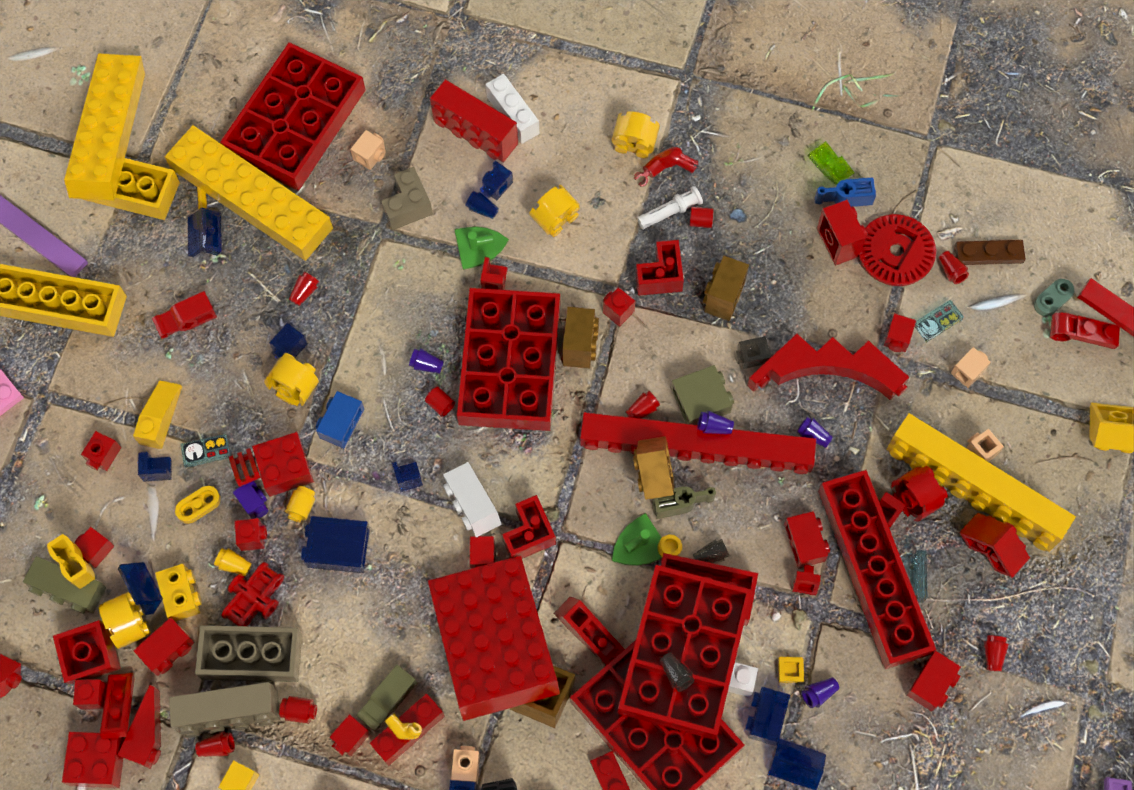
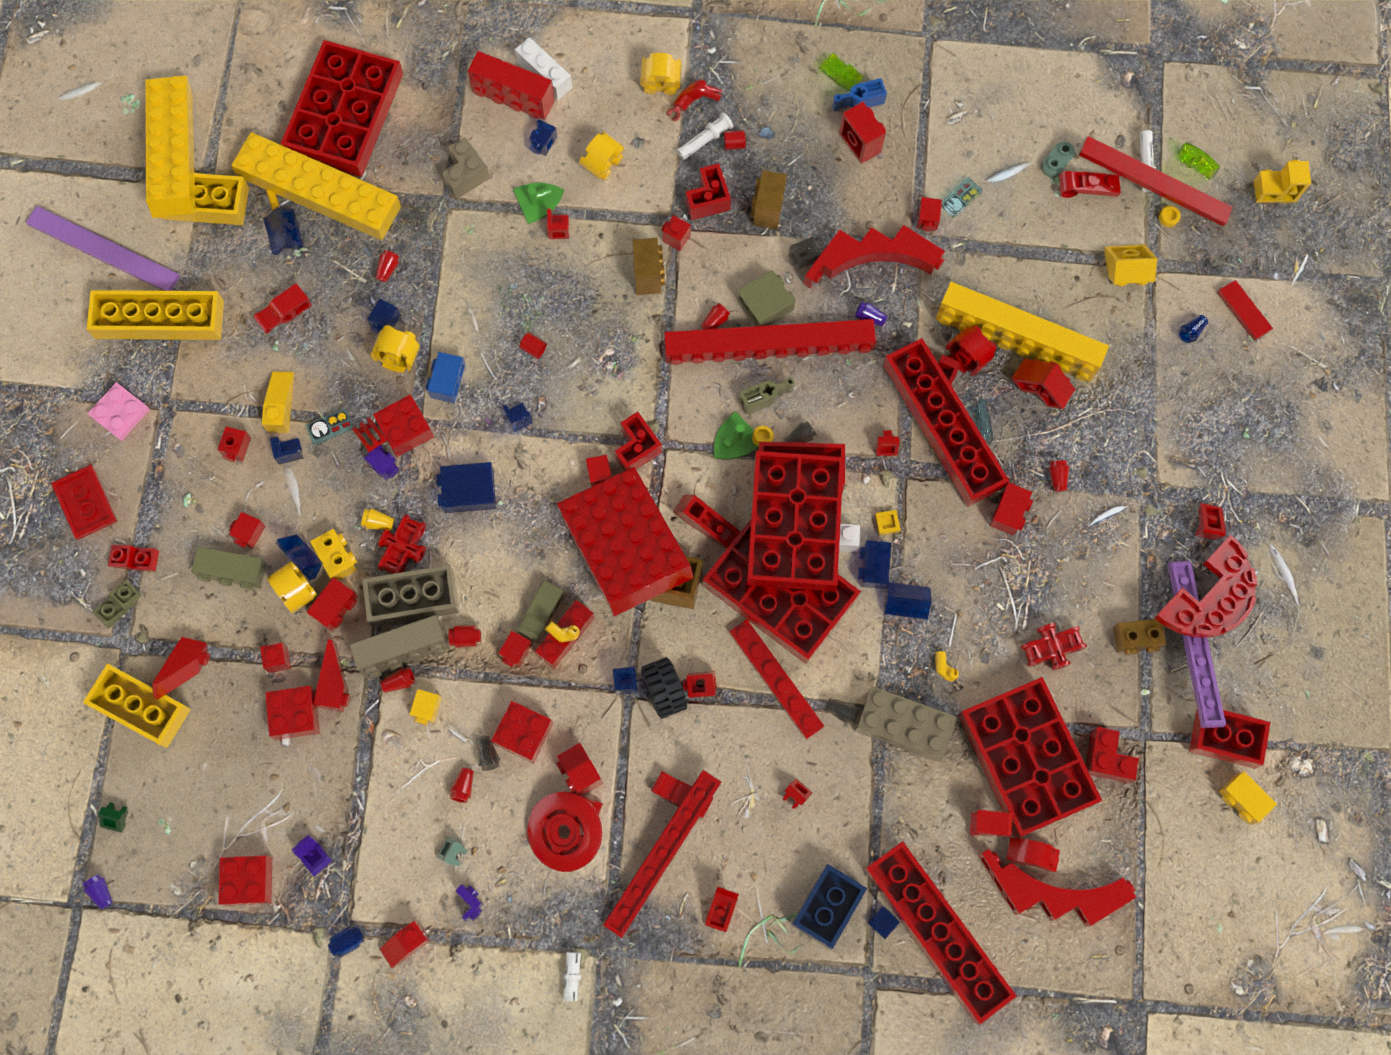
camera: 15 degrees left, 5 degrees up
(71, 561) = (232, 544): yellow brick -> none
(86, 652) = (263, 621): red brick -> none
(117, 706) = (302, 662): red tile -> none
(197, 502) = (332, 474): yellow plate -> none
(250, 534) = (388, 492): red brick -> none
(300, 504) = (426, 458): yellow brick -> none
(368, 149) = (418, 128): light nougat brick -> none
(425, 361) = (512, 312): dark purple cone -> none
(465, 764) = (622, 653): light nougat brick -> none
(471, 500) = (580, 426): white brick -> none
(481, 205) = (533, 162): clear blue cone -> none
(509, 359) = (588, 296): red brick -> none
(655, 468) = (736, 365): pearl gold brick -> none
(676, 672) = (794, 540): clear smoke cone -> none
(714, 423) = (782, 321): dark purple cone -> none
(806, 539) = (880, 408): red brick -> none
(819, 692) = (915, 537): dark purple cone -> none
(917, 255) = (932, 143): red piece -> none
(954, 268) = (967, 149): red cone -> none
(971, 367) = (996, 233): light nougat brick -> none
(985, 445) = (1021, 298): light nougat brick -> none
(990, 252) = (995, 128): reddish brown plate -> none

